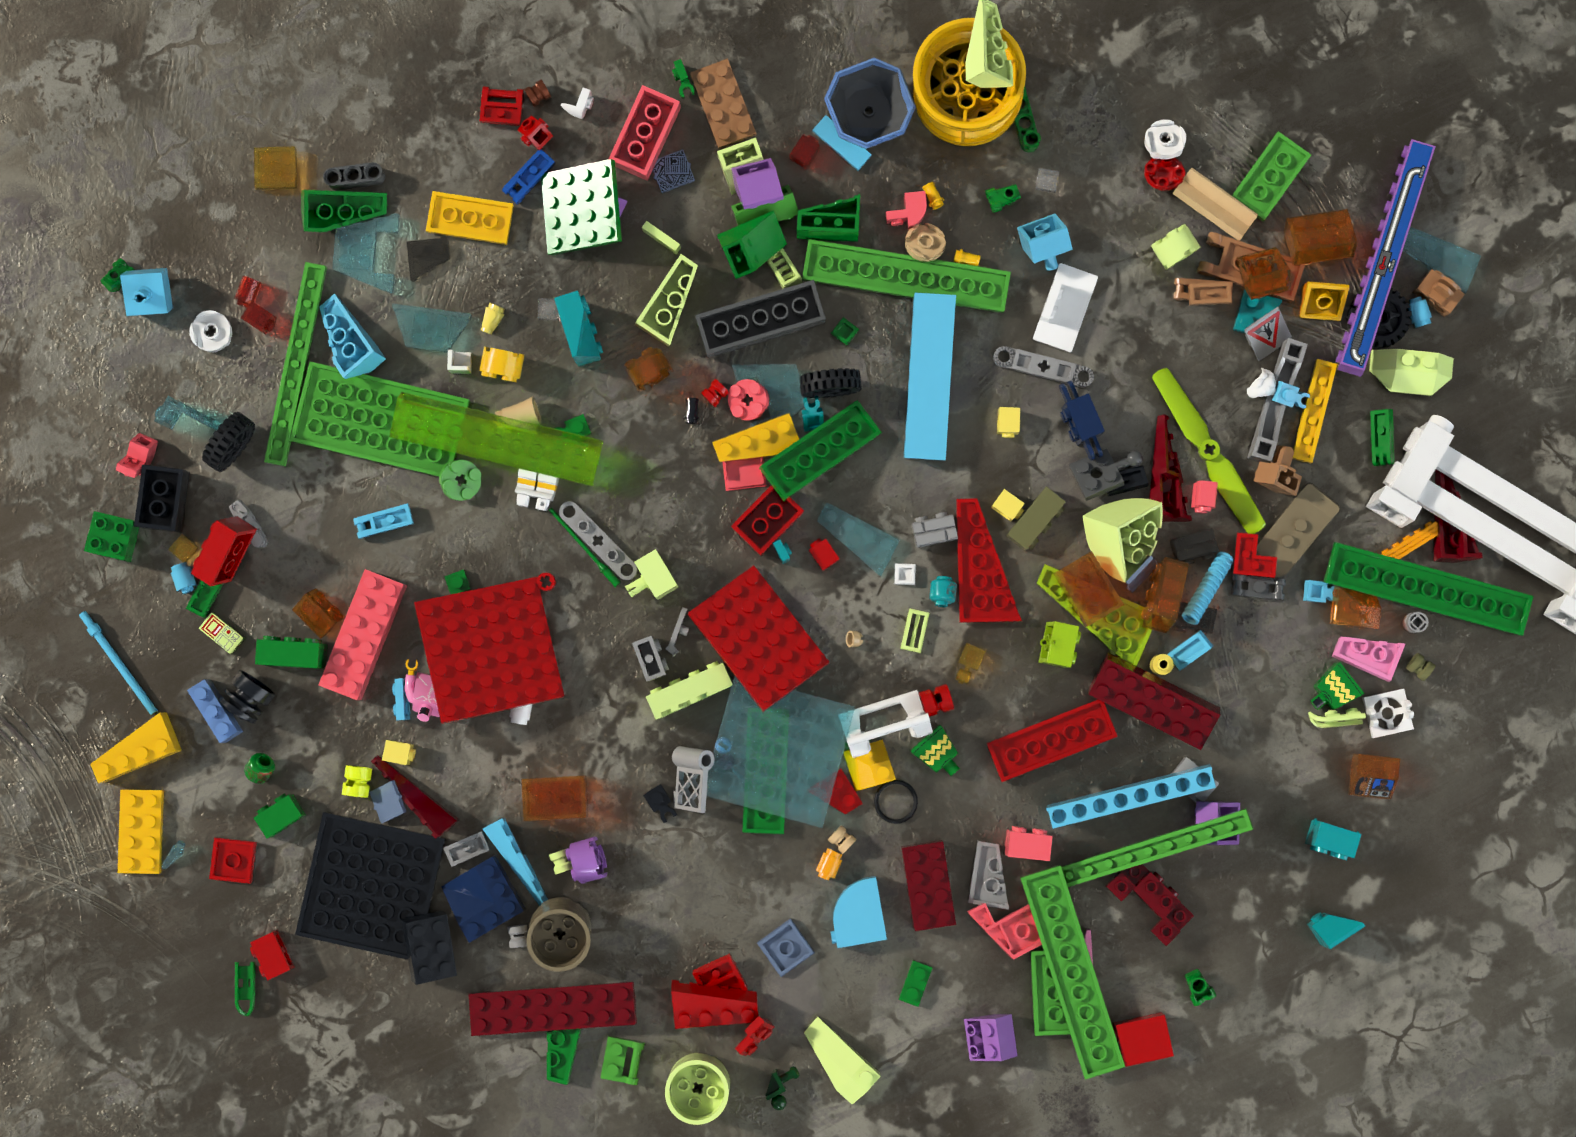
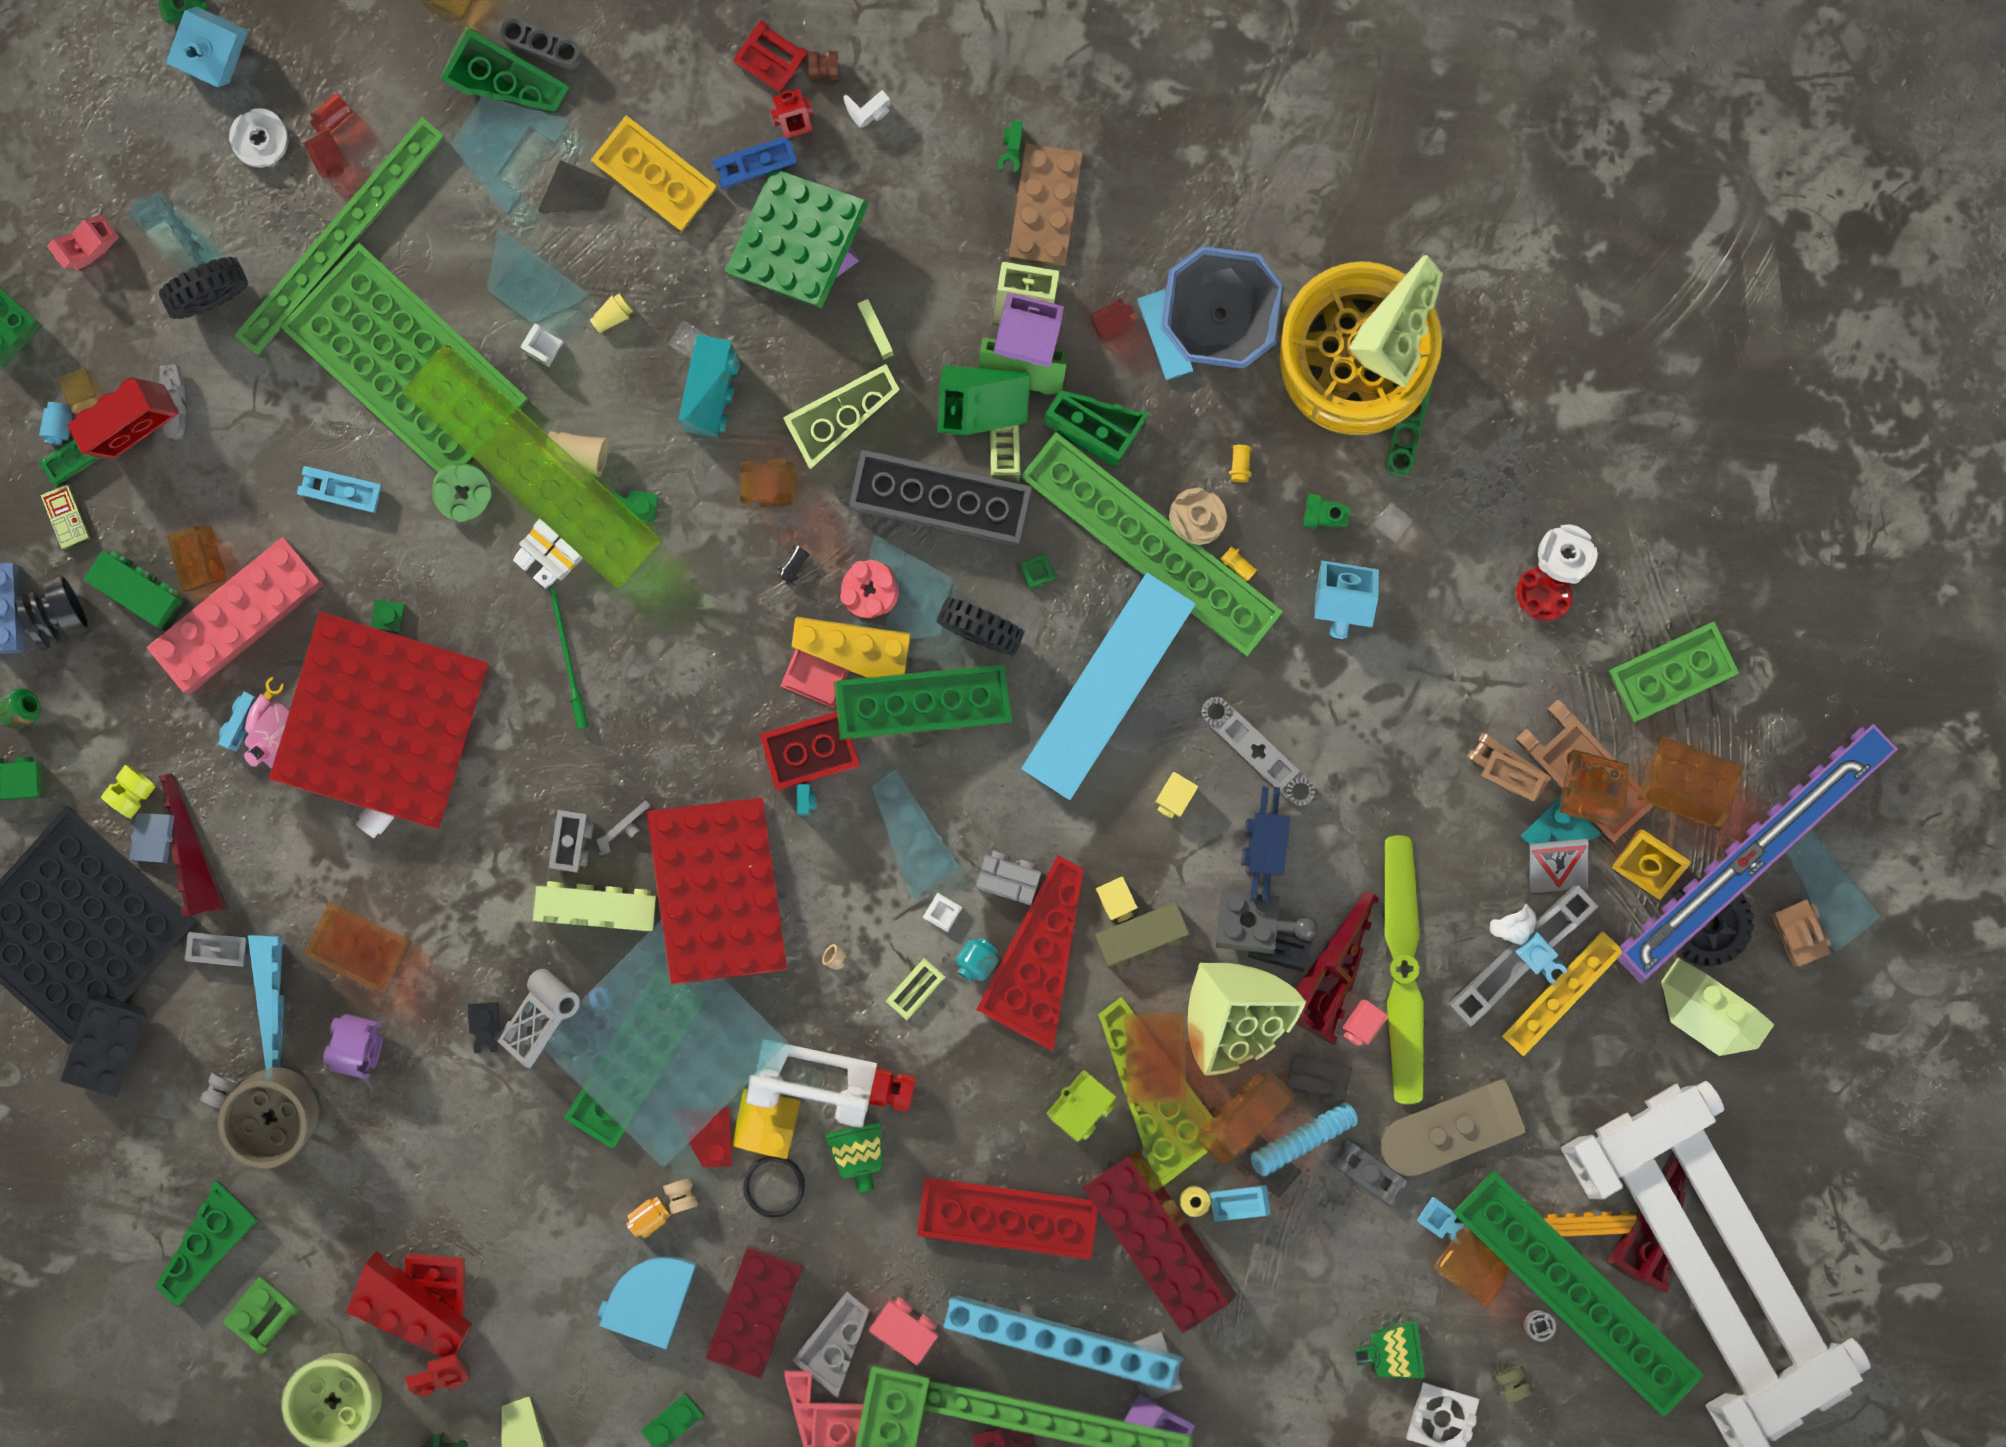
camera: 25 degrees right, 0 degrees up
(161, 498) = (84, 311): black brick -> none
(351, 345) = (421, 251): medium azure wedge -> none
(398, 752) = (199, 784): light yellow brick -> none
(482, 898) = (201, 1021): dark blue slope -> none
(501, 363) = (591, 376): yellow brick -> none
(552, 579) = (505, 676): red bush -> none
(552, 1008) = (210, 1204): dark red plate -> none
(561, 862) = (320, 1029): yellowish green wheel -> none
(587, 530) = (582, 640): light grey piece -> none
(645, 132) = (927, 188): coral brick -> none
(653, 576) = (631, 742): yellowish green brick -> none
(673, 171) = (936, 254): sand blue piece -> none
(713, 397) = (827, 560): red wheel -> none
(785, 947) = (537, 1289): sand blue tile -> none
(813, 415) = (937, 653): teal plate -> none
(823, 554) = (855, 831): red brick -> none
(913, 213) = (1205, 471): coral brick -> none
(970, 658) = (965, 1062): clear yellow plate -> none
(1065, 307) = (1326, 693): white bracket -> none
(1141, 574) = (1231, 1076): sand blue piece -> none
(1175, 246) = (1504, 694): yellowish green brick -> none
(1215, 204) = (1584, 669): tan panel -> none
(1246, 560) = (1373, 1132): red plate -> none
(1278, 474) = (1472, 1046): medium nougat brick -> none
(1332, 717) = (1371, 1389): yellowish green piece -> none
(1370, 656) = (1460, 1336): bright pink wing -> none
(1382, 437) = (1628, 1073): green hinge -> none
(1420, 312) = (1763, 944): medium azure brick -> none

